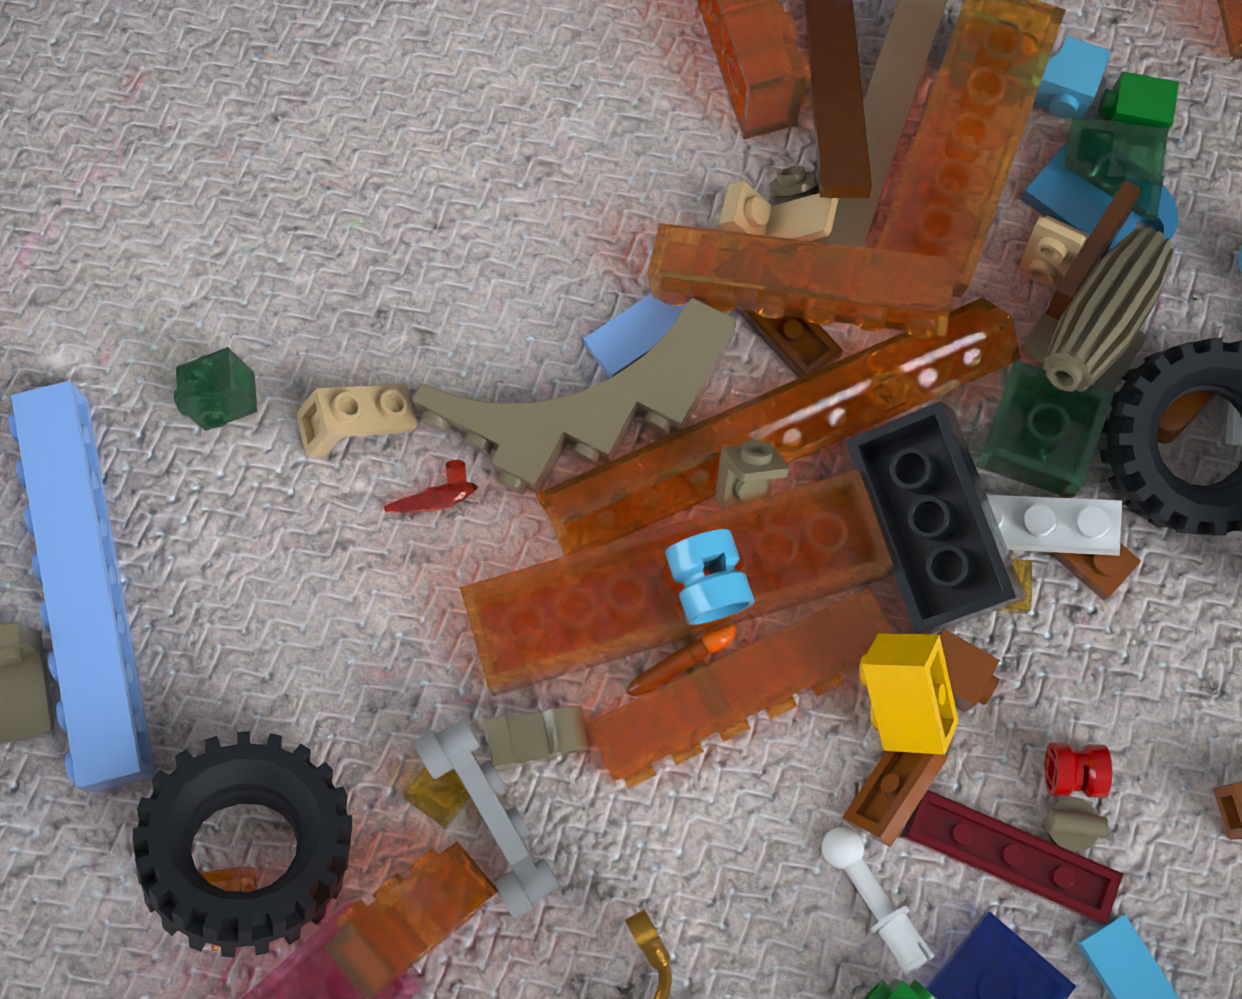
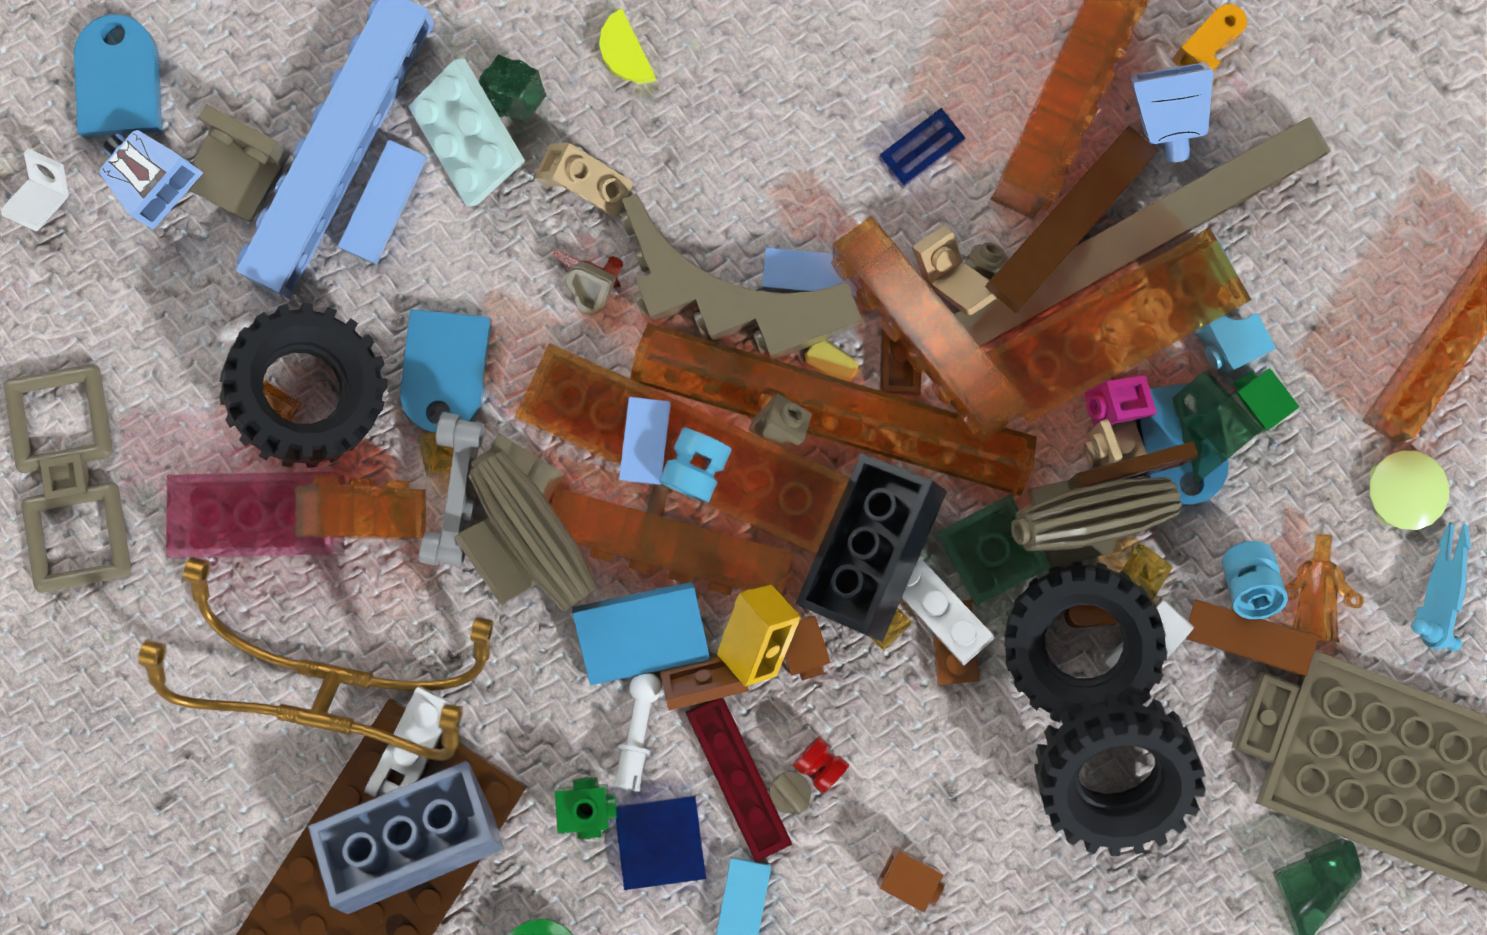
camera: 35 degrees right, 10 degrees up
(174, 602) = (382, 202): none -> light blue tile
(205, 464) = (466, 132): none -> light aqua plate
(295, 277) = (623, 52): none -> neon yellow tile
(368, 705) = (444, 365): none -> dark azure tile
(450, 508) = (591, 287): none -> dark tan tile
(600, 799) = (522, 538): none -> dark tan plate
(637, 176) = (895, 168): none -> clear blue tile
(637, 599) = (645, 441): none -> light blue tile
(710, 642) = (675, 502): dark orange piece -> none
(731, 390) = (831, 361): none -> light yellow piece
(794, 795) = (641, 633): none -> dark azure tile
(1022, 204) = (1120, 400): none -> dark pink bracket
(1183, 327) = (1147, 569): none -> clear yellow tile

